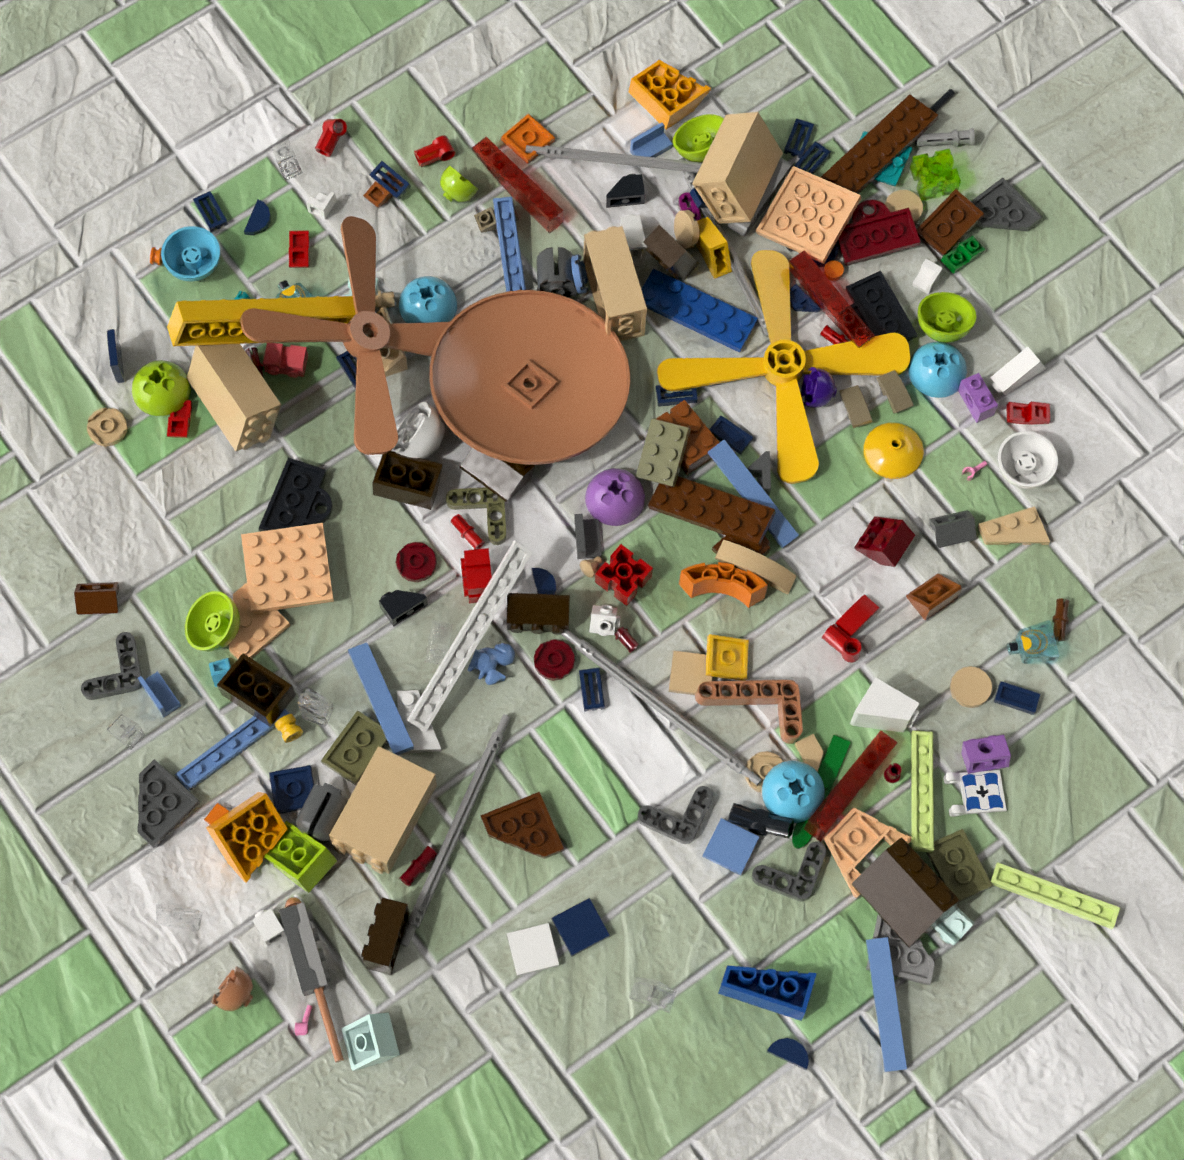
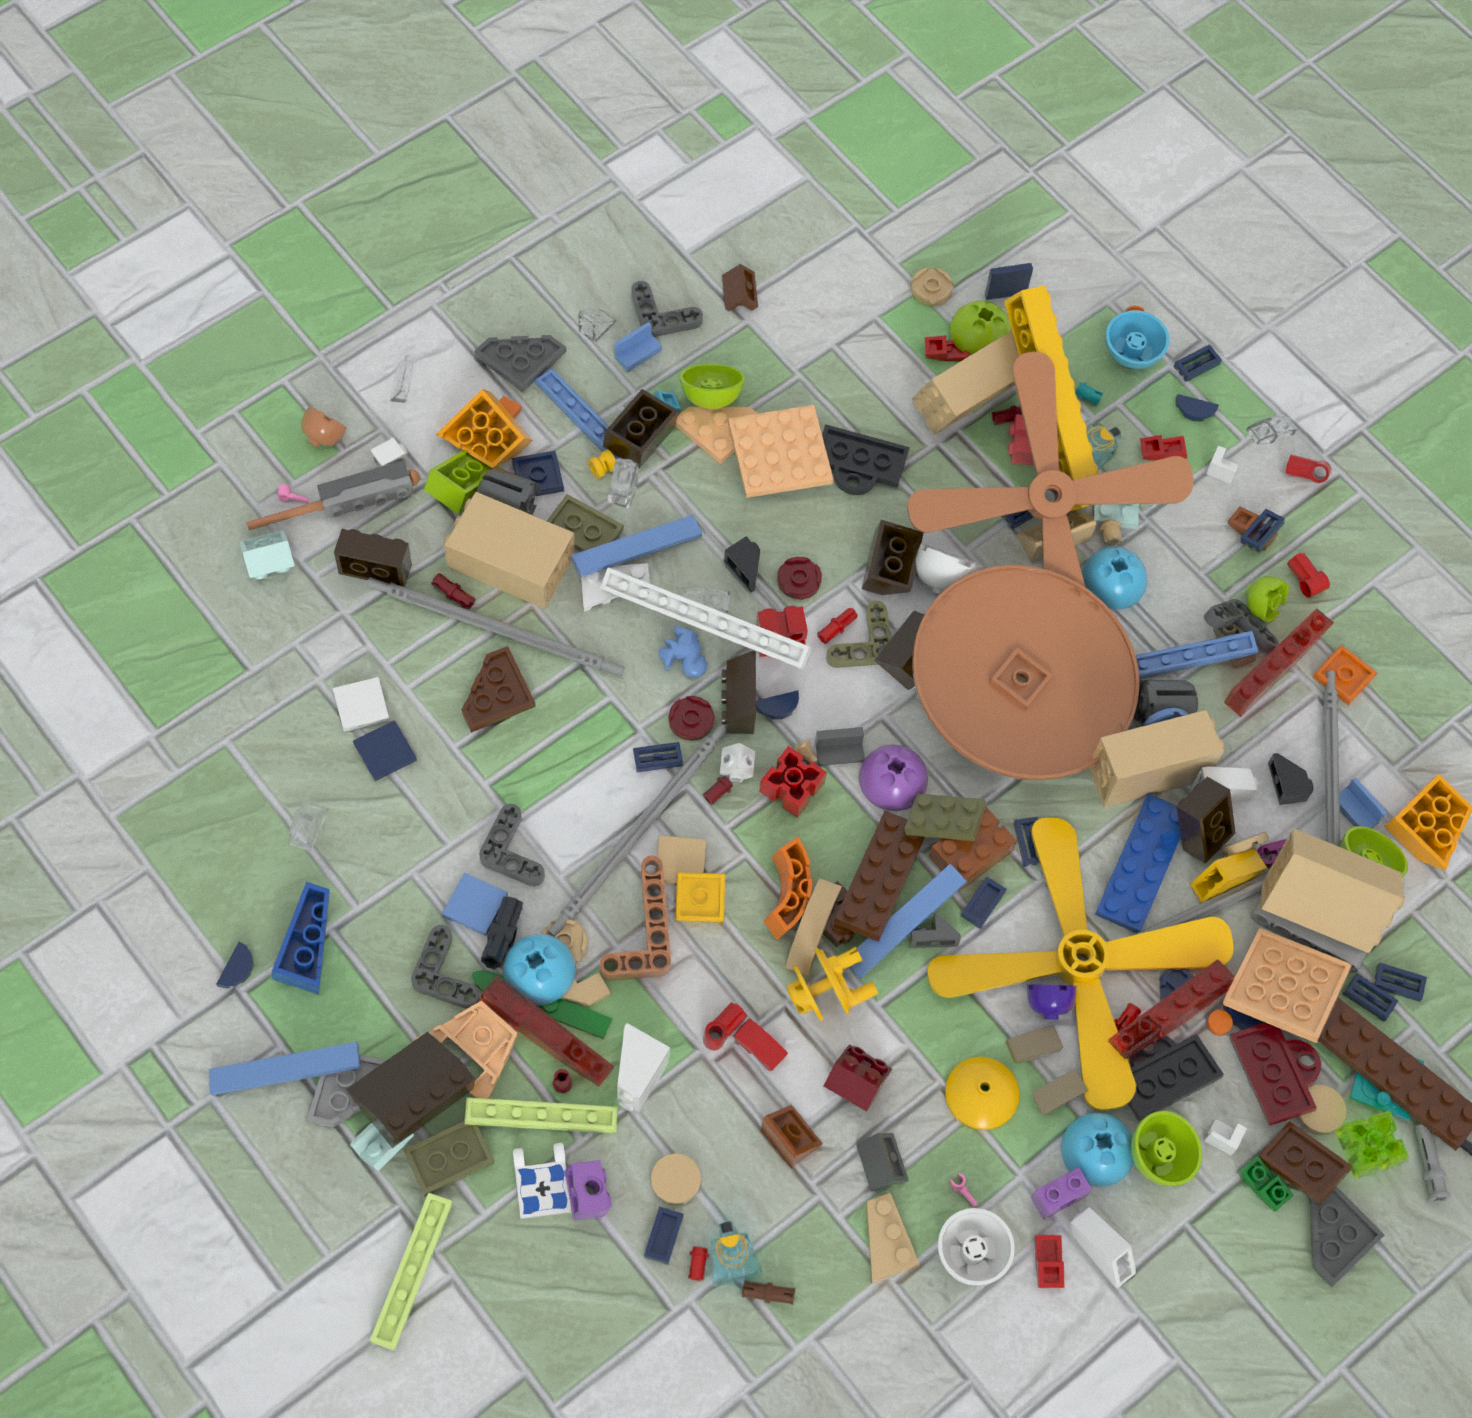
camera: 85 degrees right, 5 degrees down
(473, 210) = (1237, 612): none -> dark grey beam
(809, 547) = (803, 995): none -> yellow piece
(1039, 671) = (698, 1263): none -> red pin

